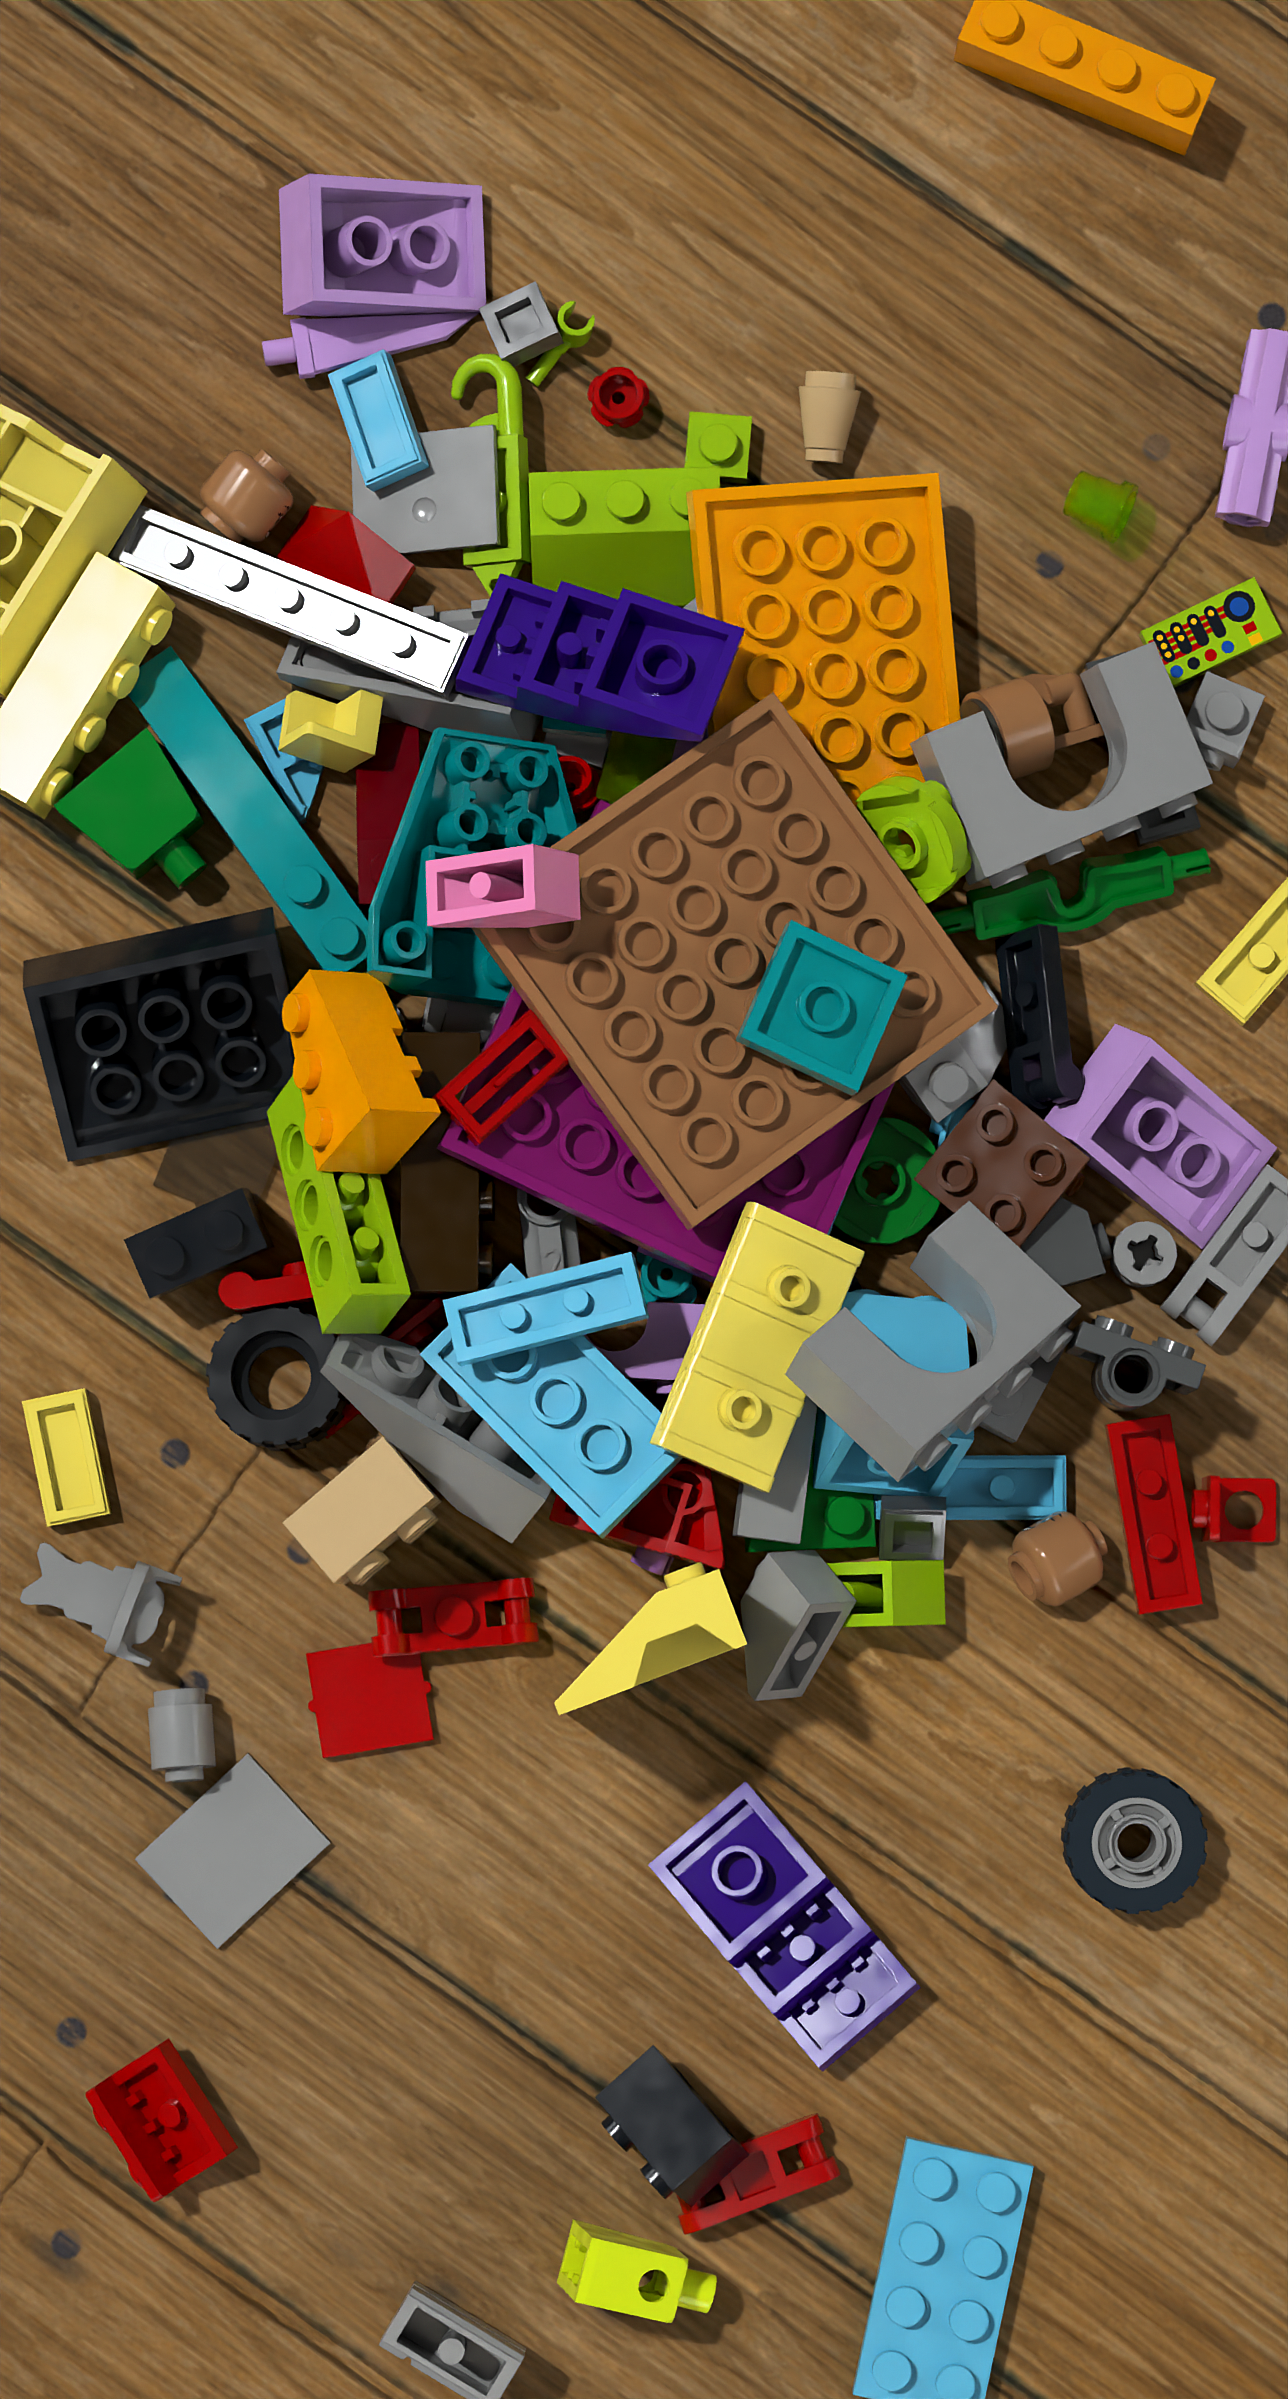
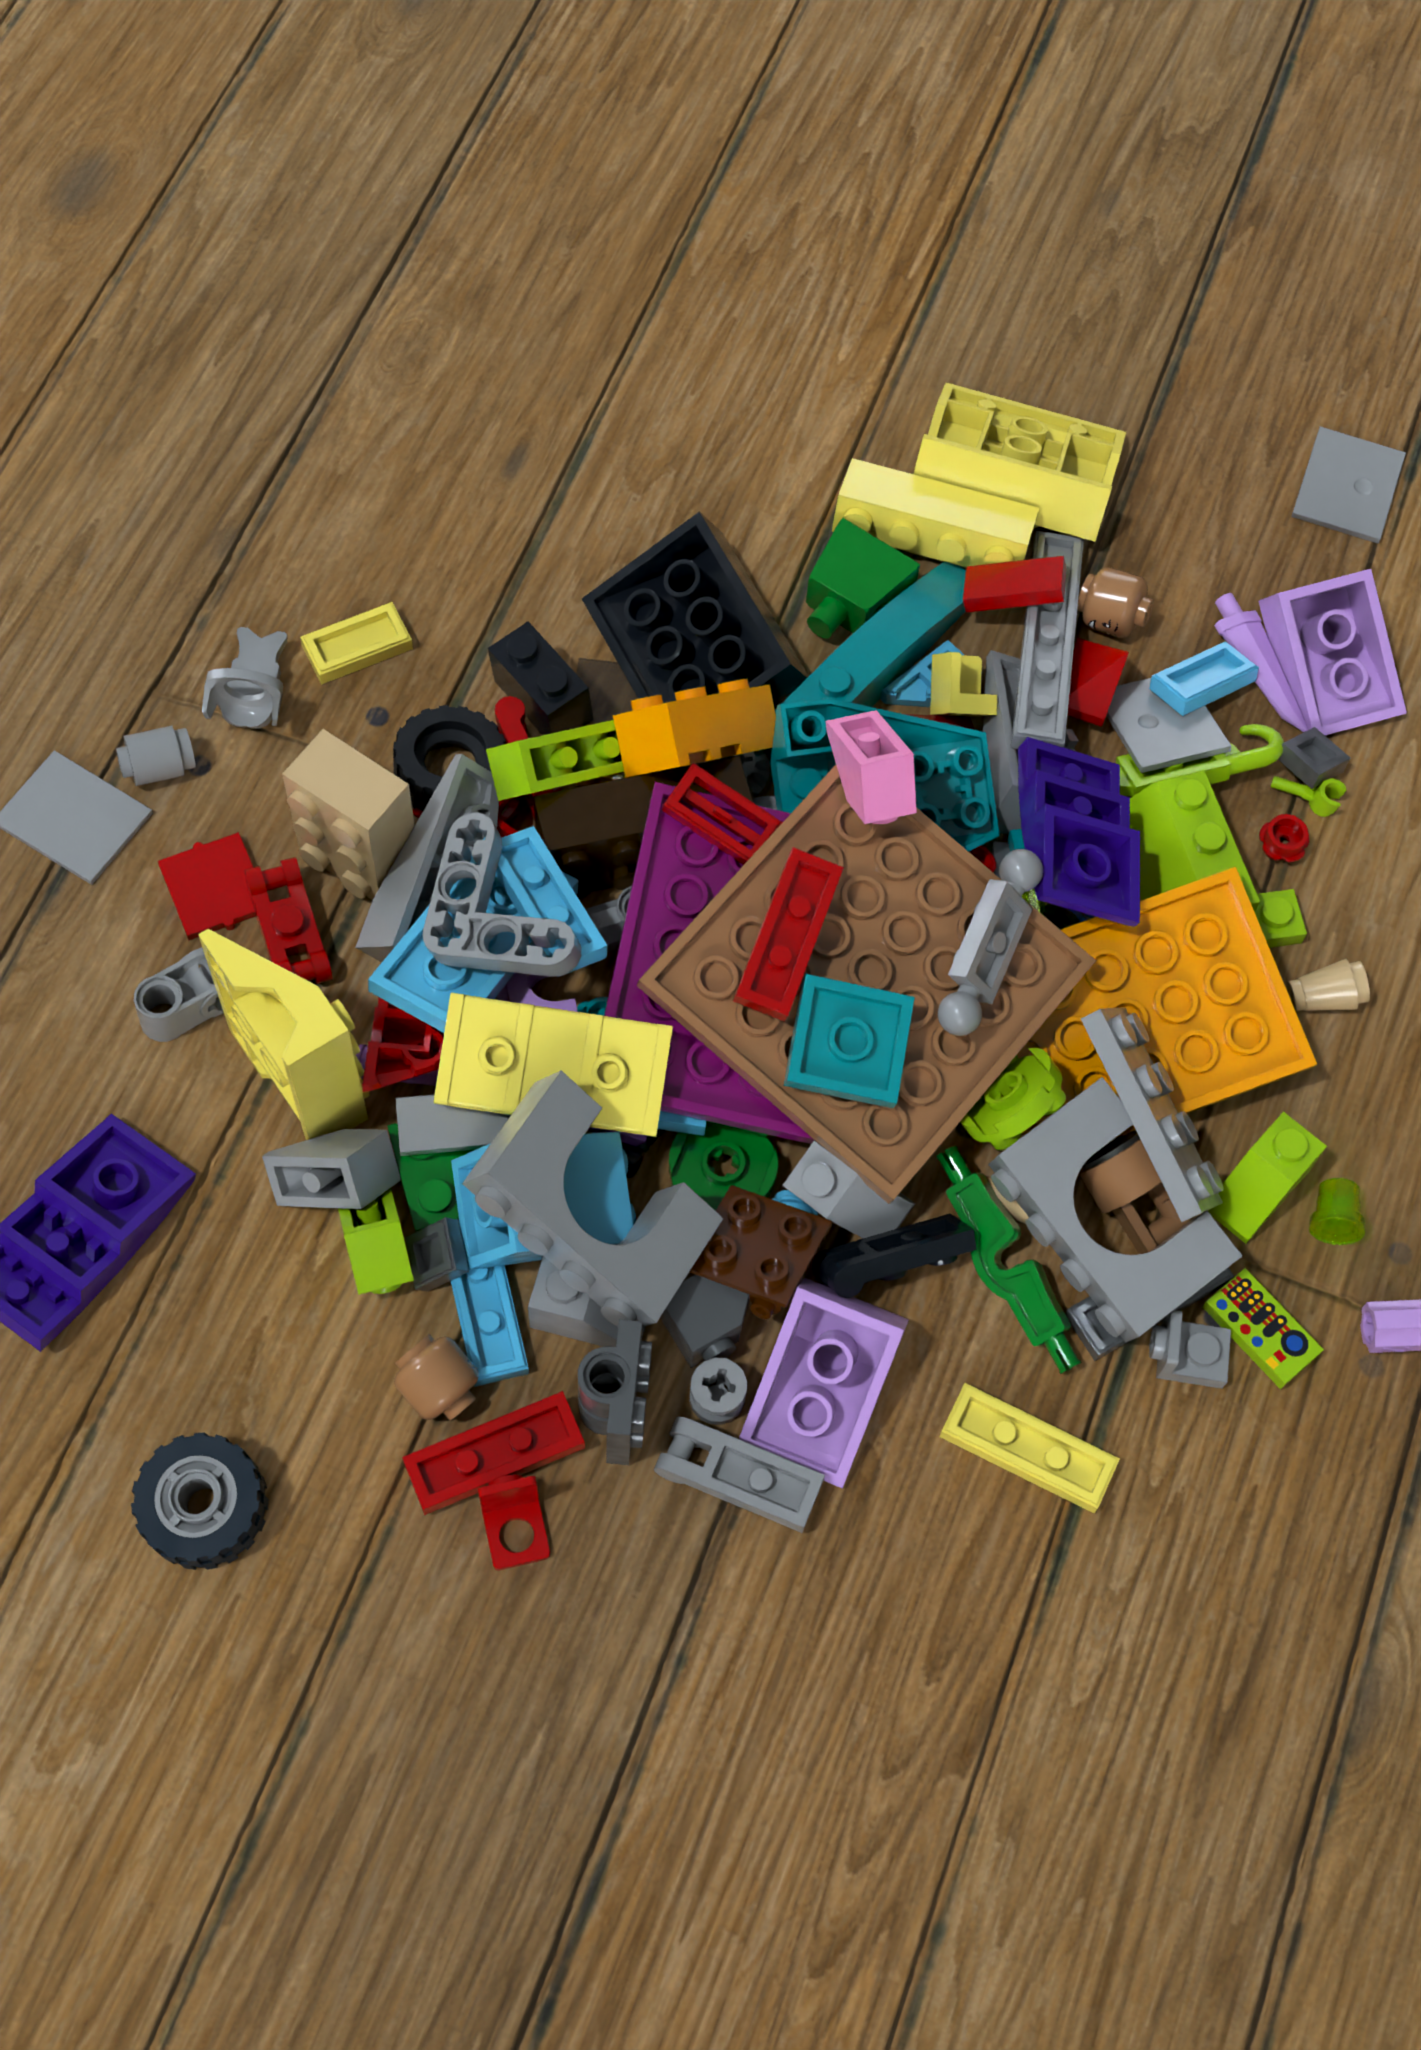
camera: 70 degrees right, 20 degrees down
(124, 131) = (1348, 485): none -> light grey piece
(201, 617) = (1014, 584): none -> red tile
(517, 1747) = (187, 989): none -> light grey piece
(575, 1396) = (480, 927): none -> light grey beam
(684, 1042) = (788, 934): none -> red plate
(740, 812) = (990, 942): none -> light grey plate
(967, 685) = (1144, 1093): none -> light grey plate
(1044, 573) = (1266, 1176): none -> lime slope

